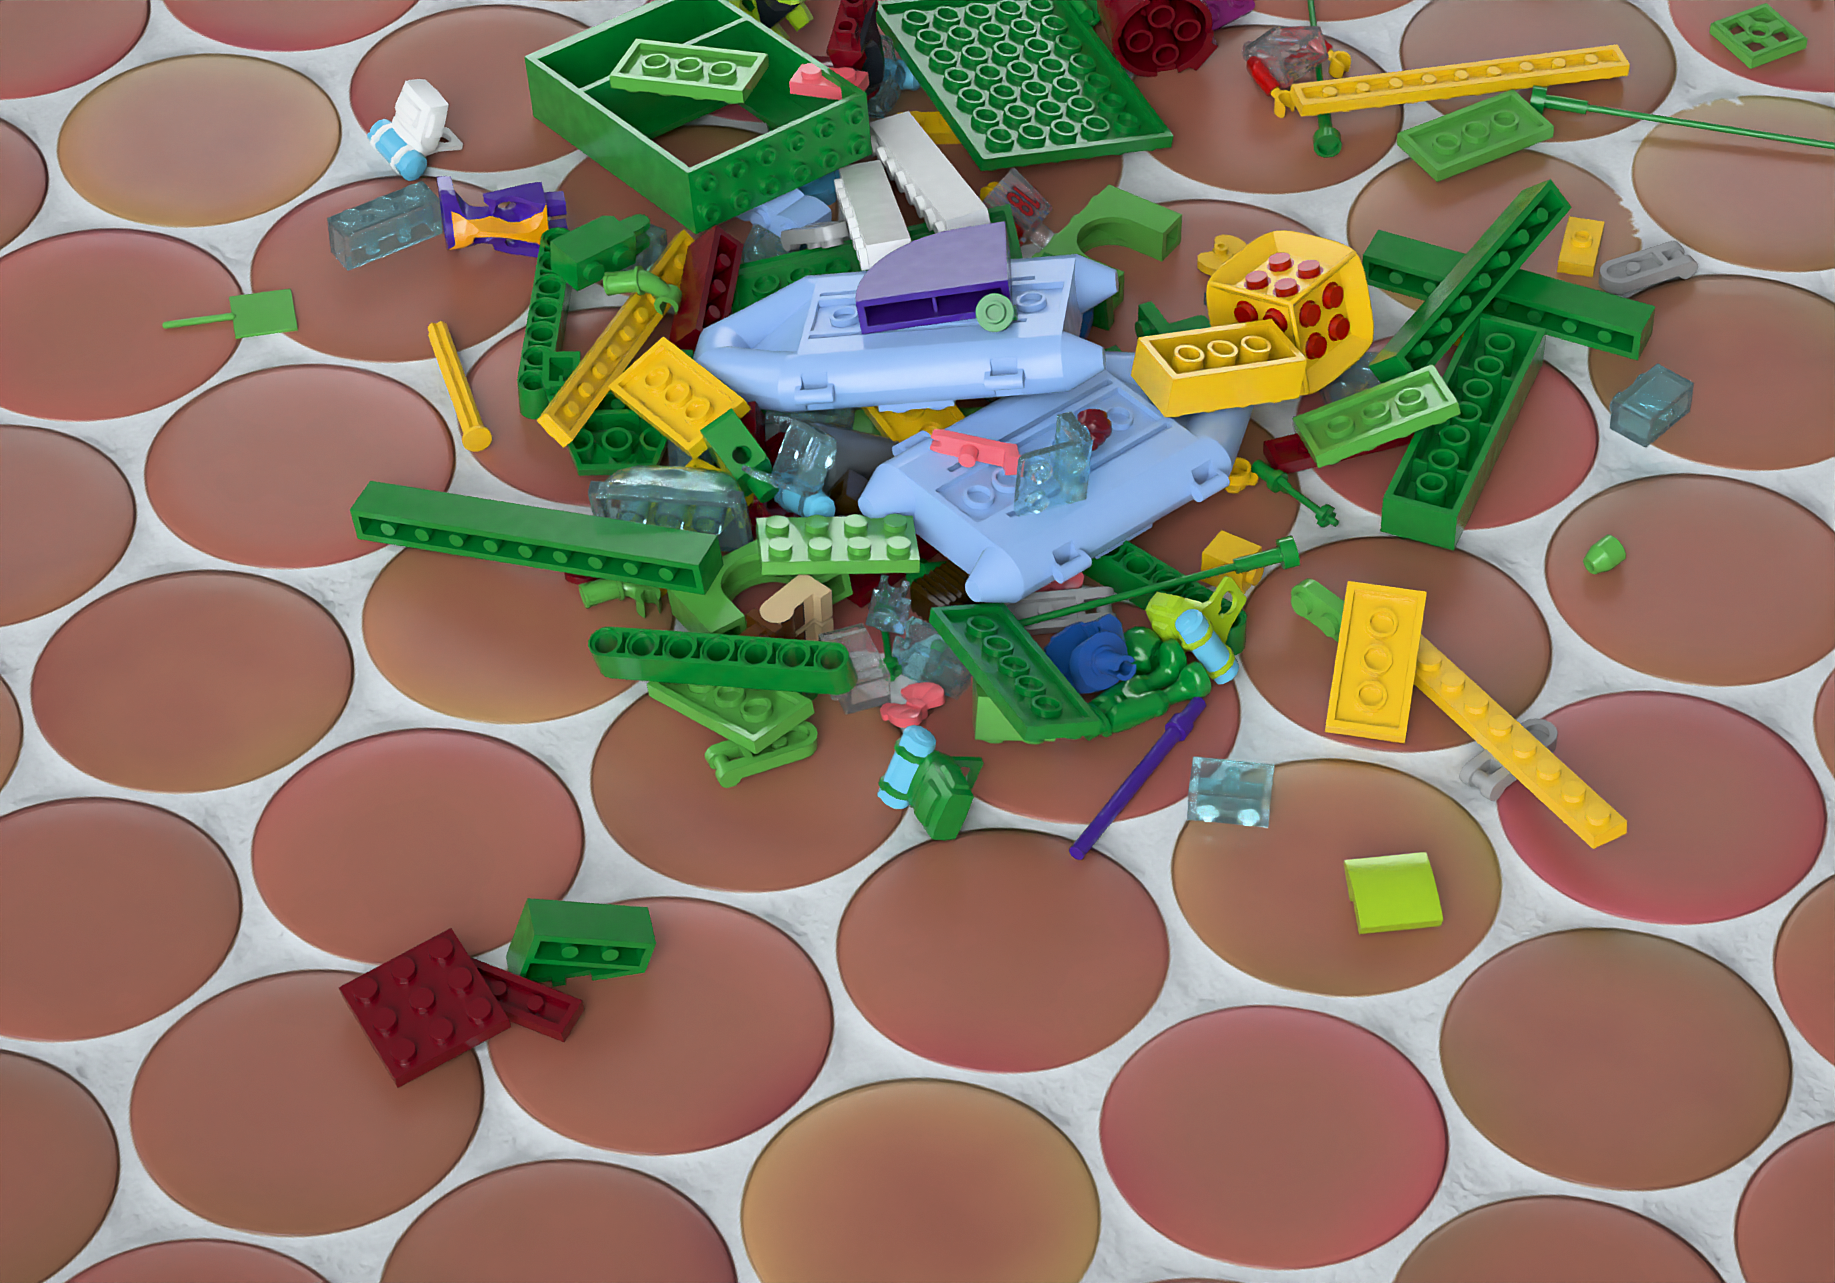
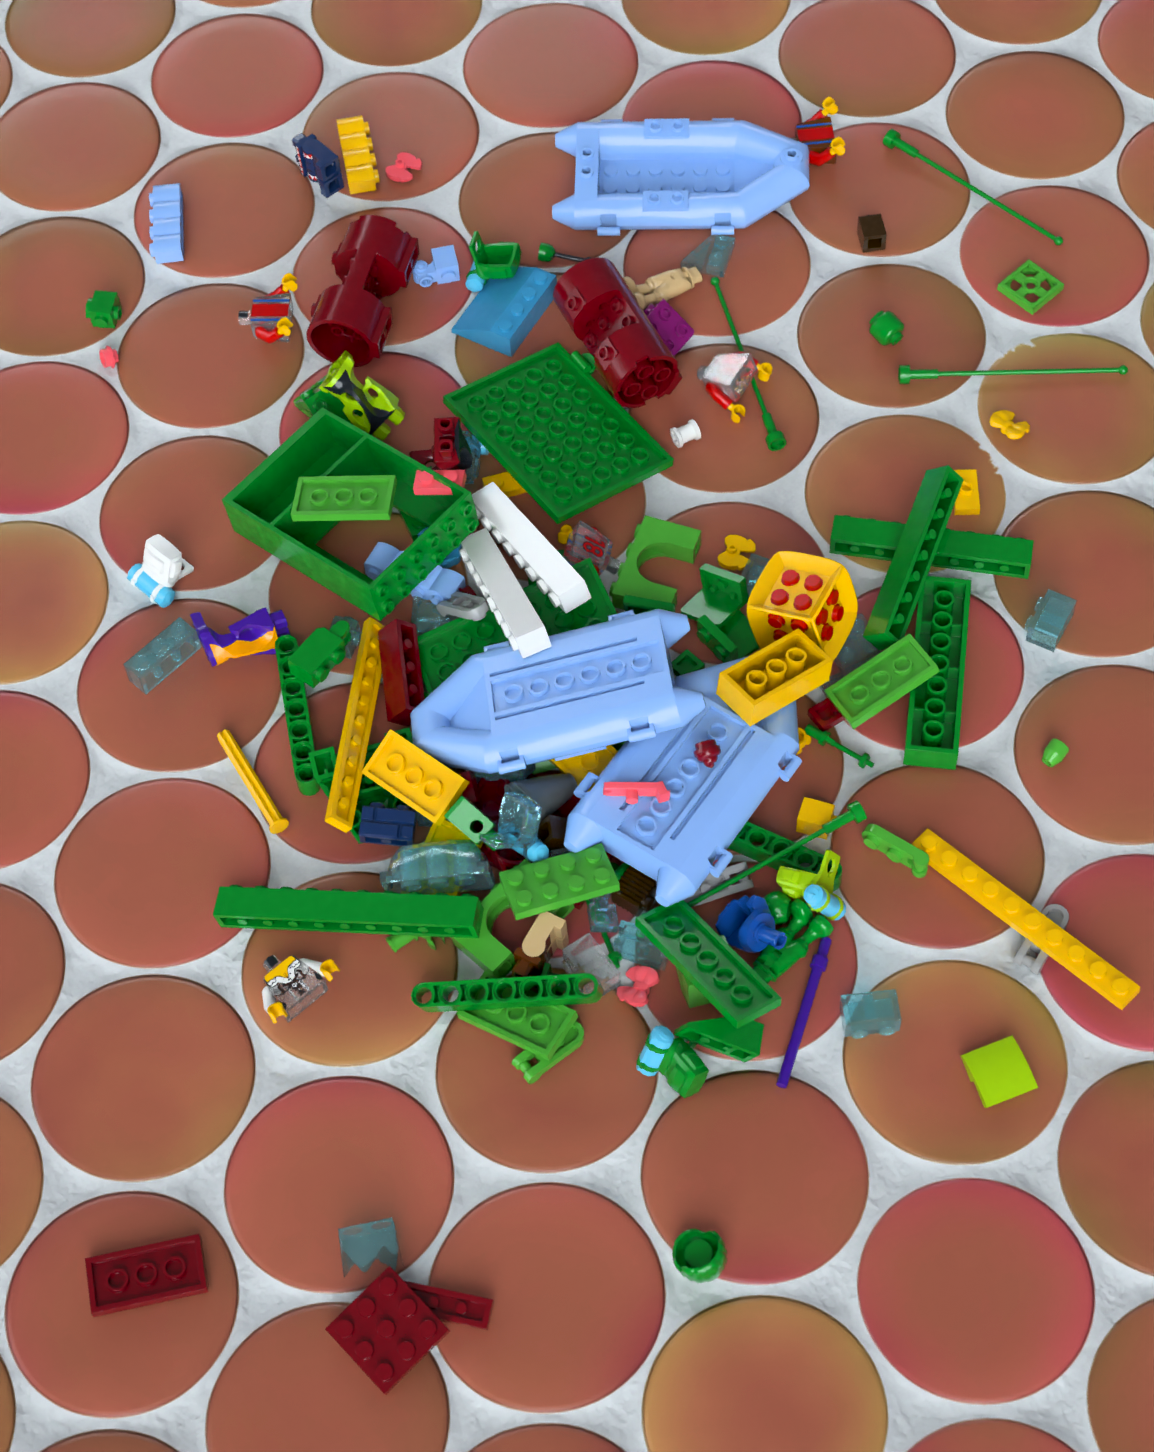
camera: 10 degrees left, 15 degrees up
(117, 887) = (146, 1275): none -> dark red plate
(252, 314) = (93, 747): bright green piece -> none
(431, 906) = (368, 1242): none -> clear light blue piece
(436, 611) = (294, 985): none -> torso
(580, 939) = (476, 1247): green wedge -> none
(616, 446) = (387, 825): none -> dark blue brick
(643, 282) = (359, 678): bright green piece -> none
(890, 1010) = (699, 1255): none -> green piece
(935, 279) = (574, 657): brick -> none
(996, 312) = (623, 684): plate -> none
(1011, 767) = (724, 1038): none -> green slope
(1057, 472) = (704, 804): clear light blue bracket -> none
(1183, 288) = (720, 596): none -> green bracket
(1201, 111) = (685, 433): none -> white bush
(1376, 662) = (937, 886): yellow plate -> none
(1458, 80) = (849, 371): yellow plate -> none
(1475, 135) = (871, 414): bright green plate -> none
(1529, 37) = (886, 328): none -> green head
(1646, 268) = (1013, 503): light grey plate -> none
(1668, 181) = (1003, 420): none -> yellow piece

